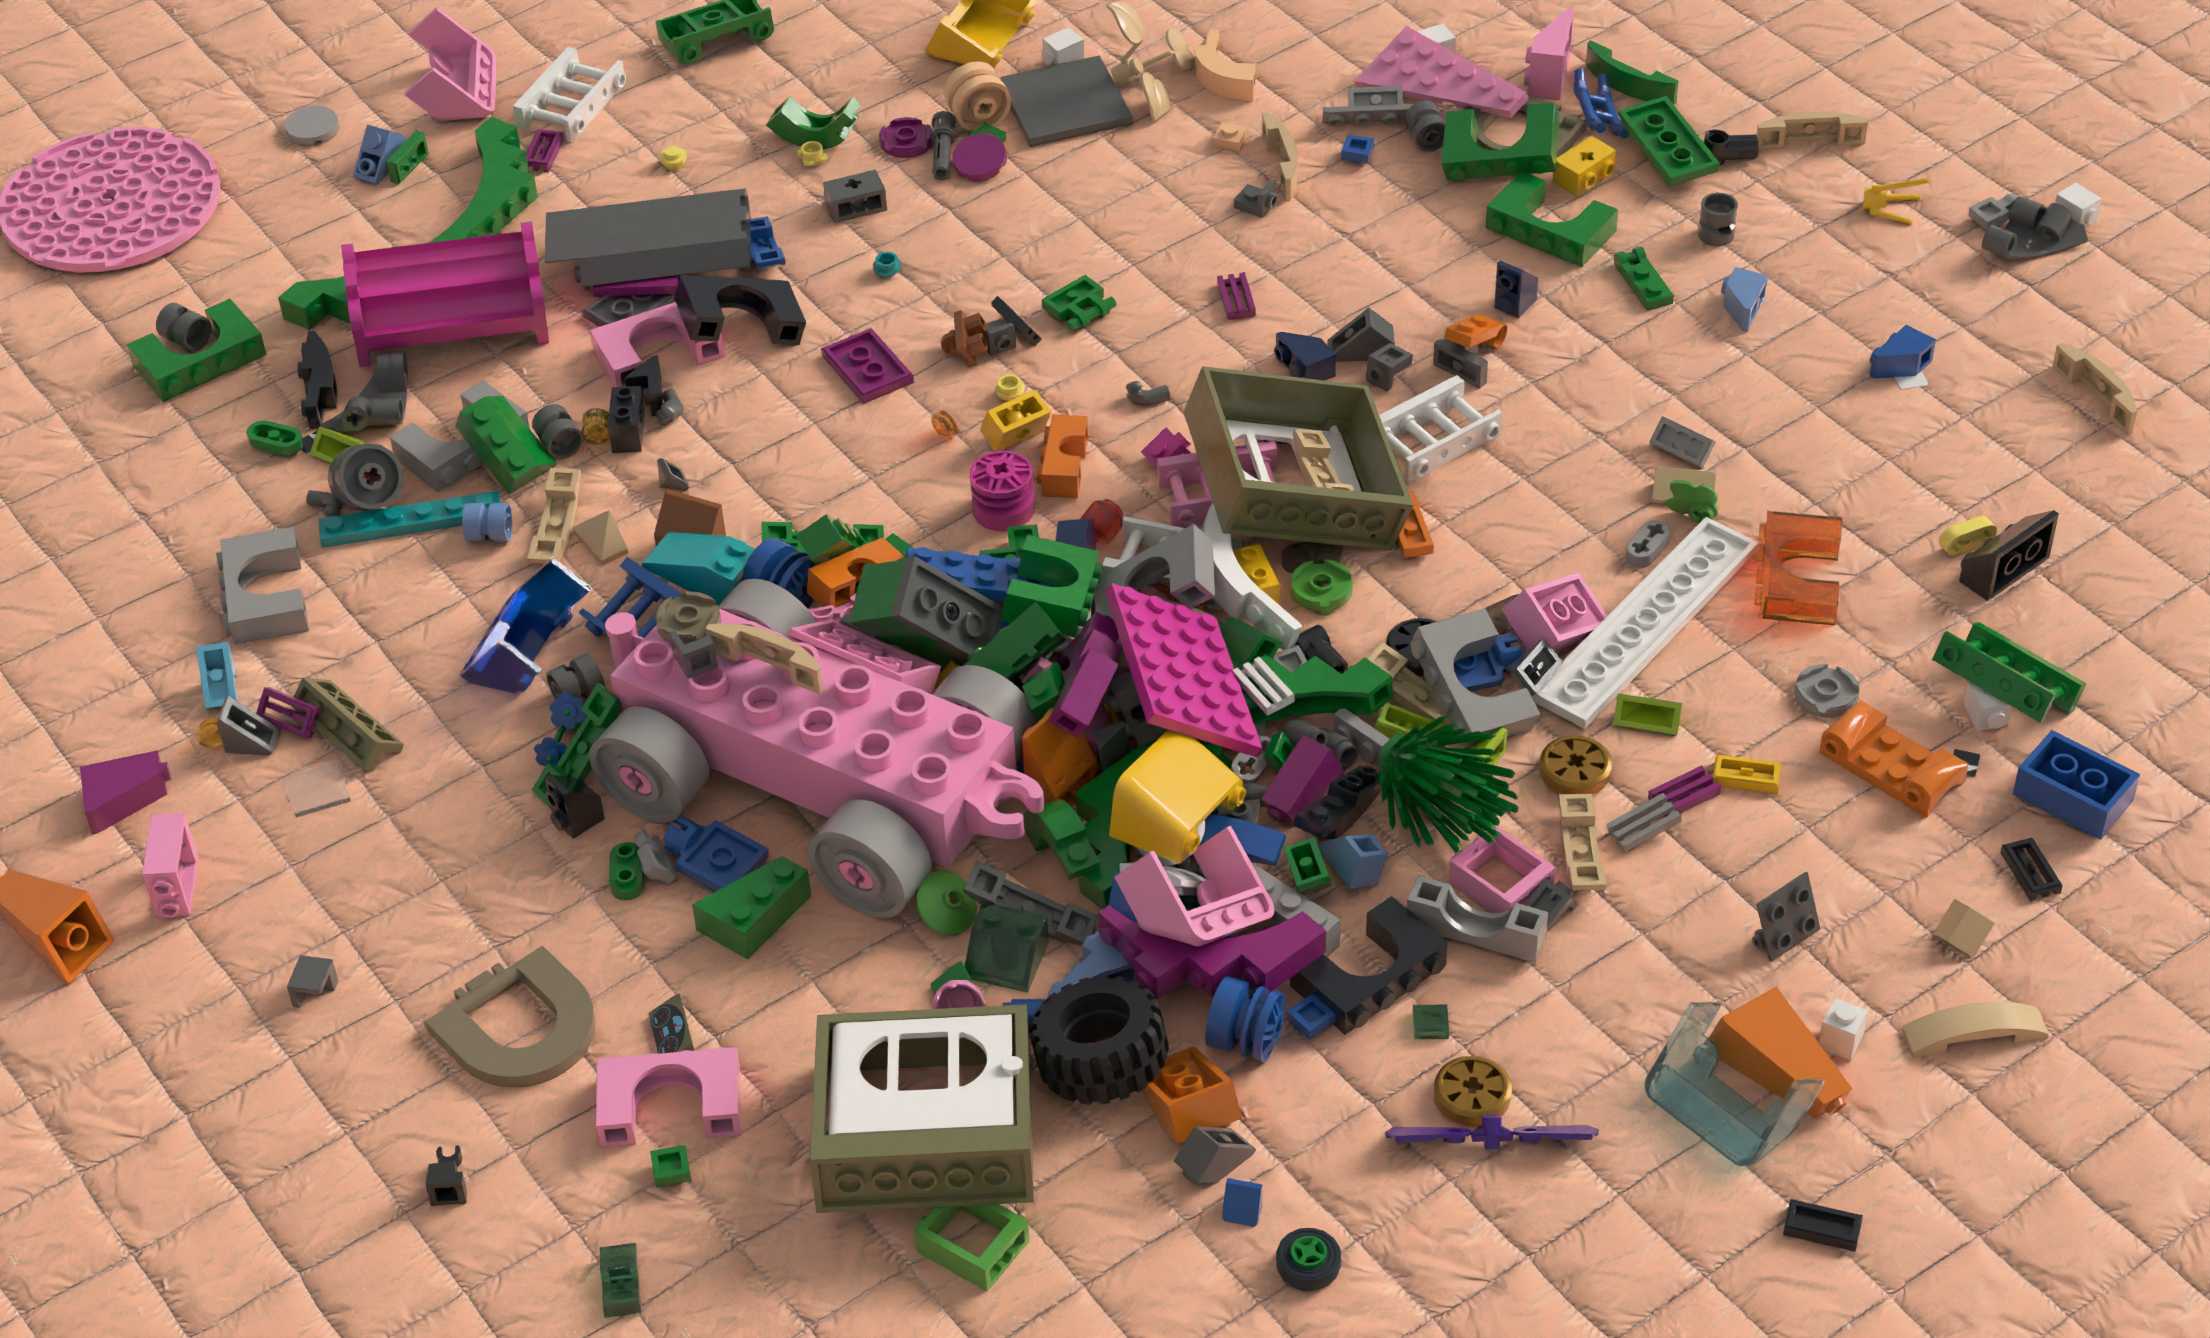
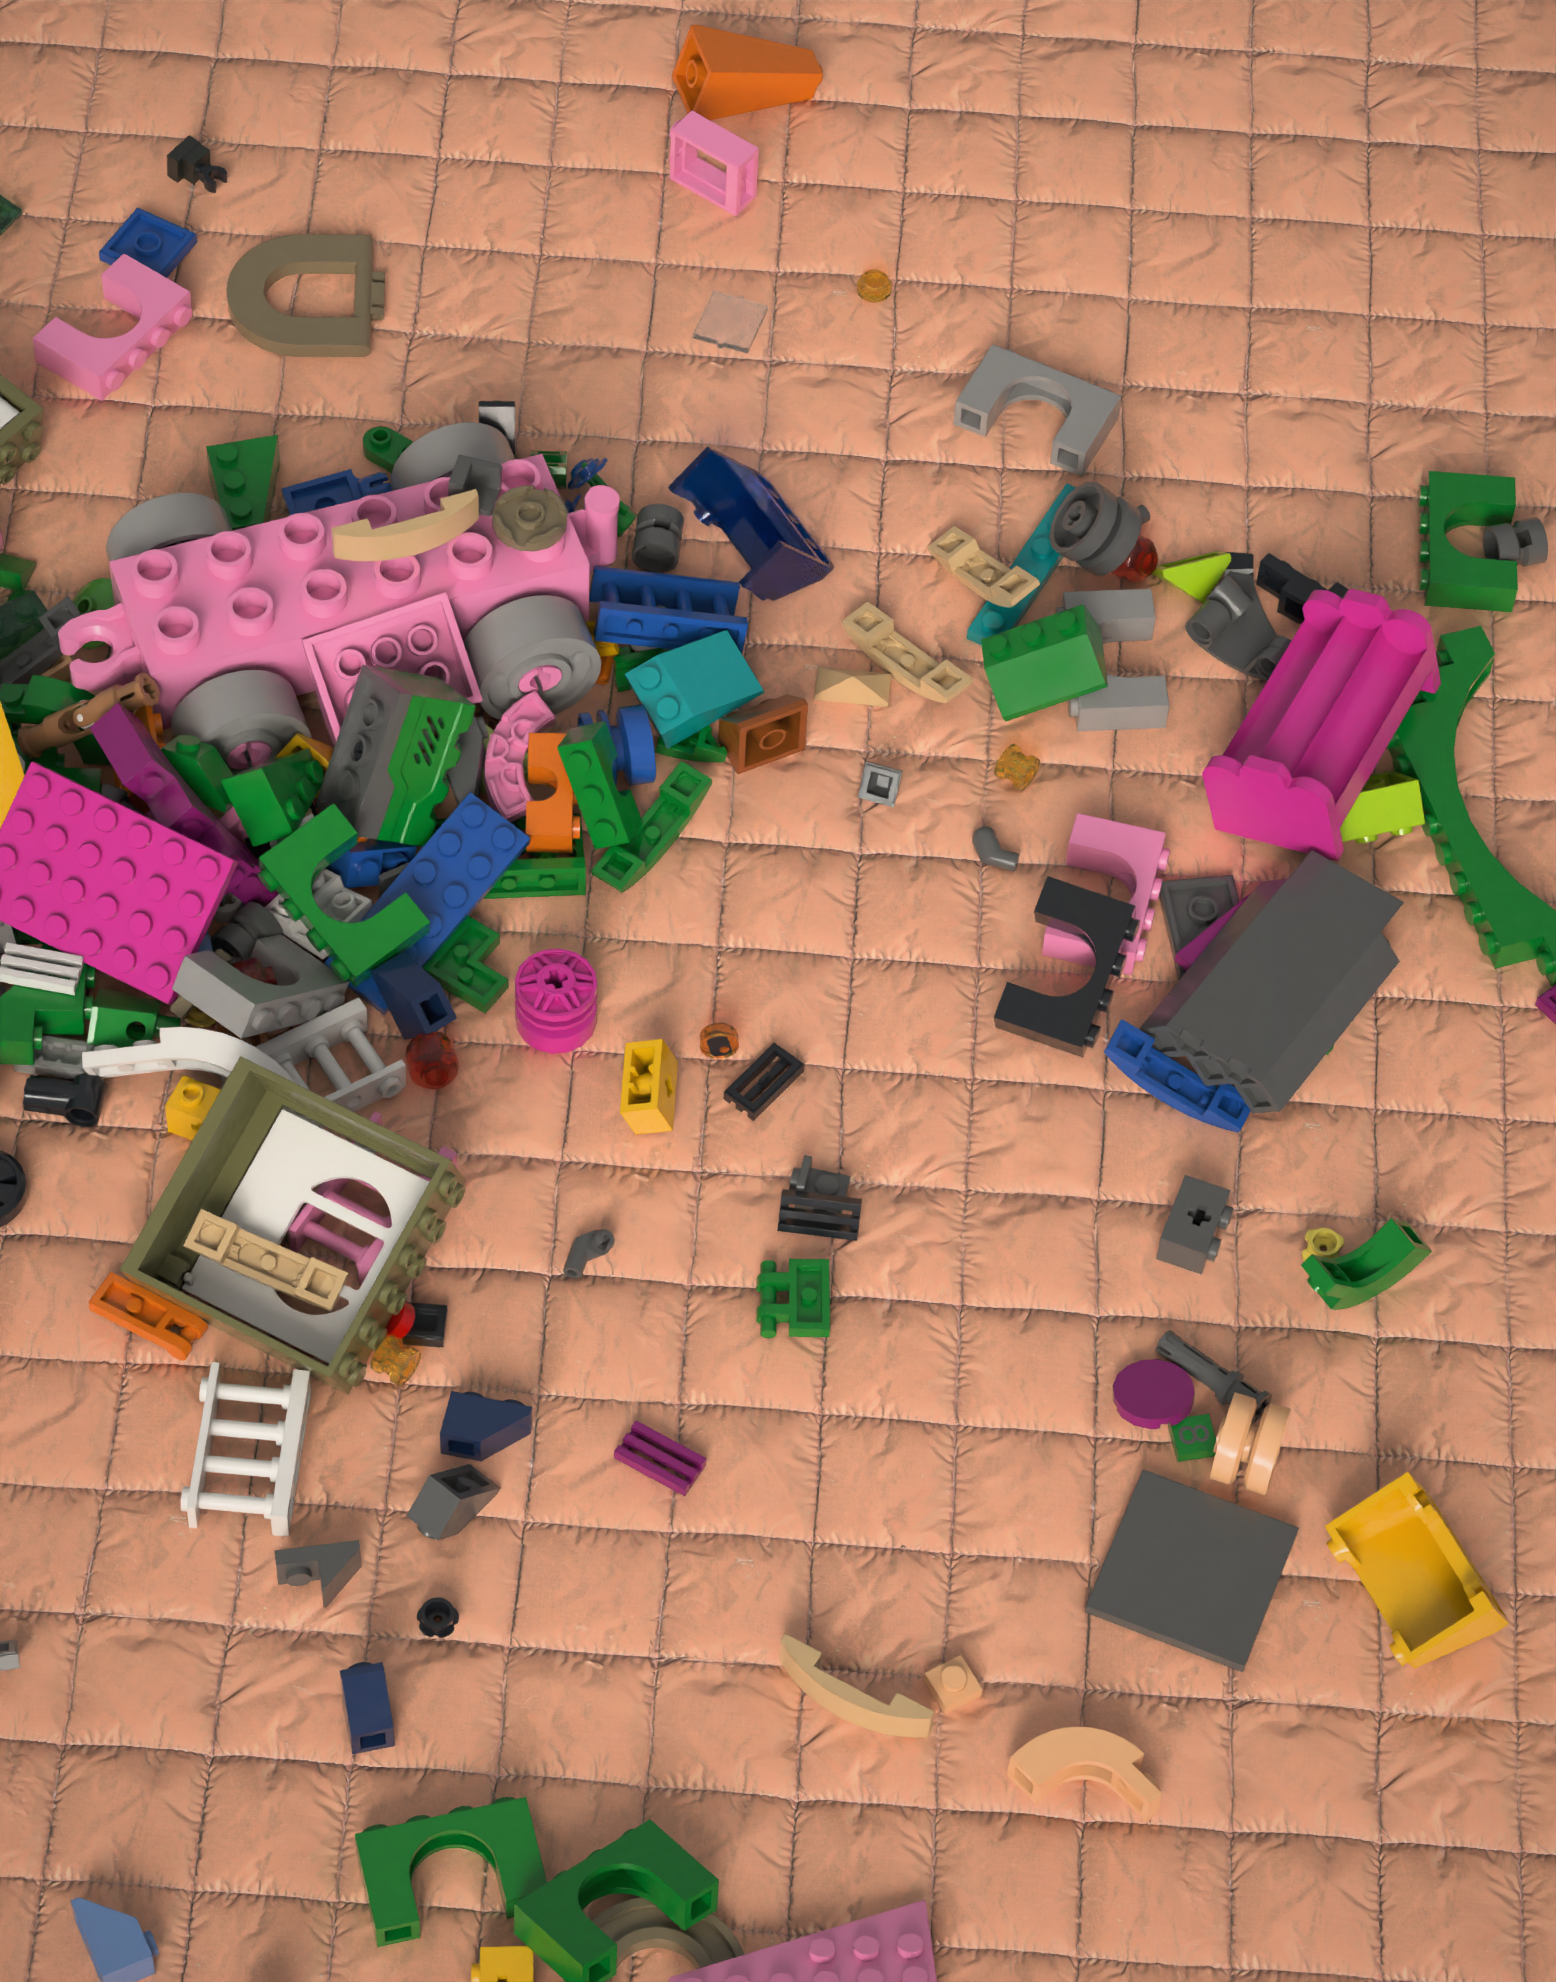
camera: 125 degrees right, 10 degrees up
(122, 787) = (863, 192): magenta slope -> none
(217, 674) = (937, 311): medium azure slope -> none
(245, 731) = (845, 300): dark grey slope -> none
(275, 438) = (1256, 529): green plate -> none
(308, 719) = (840, 338): magenta tile -> none
(311, 976) = (495, 192): dark grey panel -> none
(347, 723) = (788, 362): olive fence -> none
(446, 521) = (979, 571): none -> tan slope
(482, 522) = (951, 601): medium blue wheel -> none
(557, 431) = (1023, 726): dark grey wheel -> none
(562, 1143) = (150, 242): none -> blue plate
(626, 419) = (999, 792): black brick -> none
(649, 378) = (1041, 851): black slope -> none
(655, 862) = (371, 460): light grey plate -> none
(670, 1166) = (47, 291): green plate -> none
(671, 1027) = (180, 376): slope -> none
(673, 158) = (1443, 1118): light yellow plate -> none
(867, 365) = (893, 1053): magenta tile -> none
(886, 264) = (1043, 1169): teal plate -> none
(905, 137) = (1275, 1361): magenta tile -> none
(950, 399) = (744, 1102): none -> black tile
(966, 337) = (834, 1146): dark orange hips -> none
(1009, 387) = (722, 1140): light yellow plate -> none
(1062, 47) = (1288, 1630): white brick -> none
(1062, 456) = (544, 1079): orange arch -> none
(1072, 784) = (61, 727): none -> medium nougat piece
(1130, 69) = (1189, 1628): tan plant -> none
(1166, 445) = (479, 1202): dark pink bracket -> none
(1257, 200) = (804, 1610): dark grey bracket -> none
(1321, 599) = (128, 1167): bright green plate -> none
(1357, 149) = (788, 1786): blue plate -> none
(1369, 105) = (843, 1870): light grey bracket -> none
(1385, 364) = (386, 1489): dark grey bracket -> none
(1426, 125) = (750, 1887): dark grey wheel -> none
(1430, 309) = (437, 1608): none -> black plate
(1477, 330) = (330, 1593): orange plate -> none
(1643, 278) = (262, 1884): green plate -> none

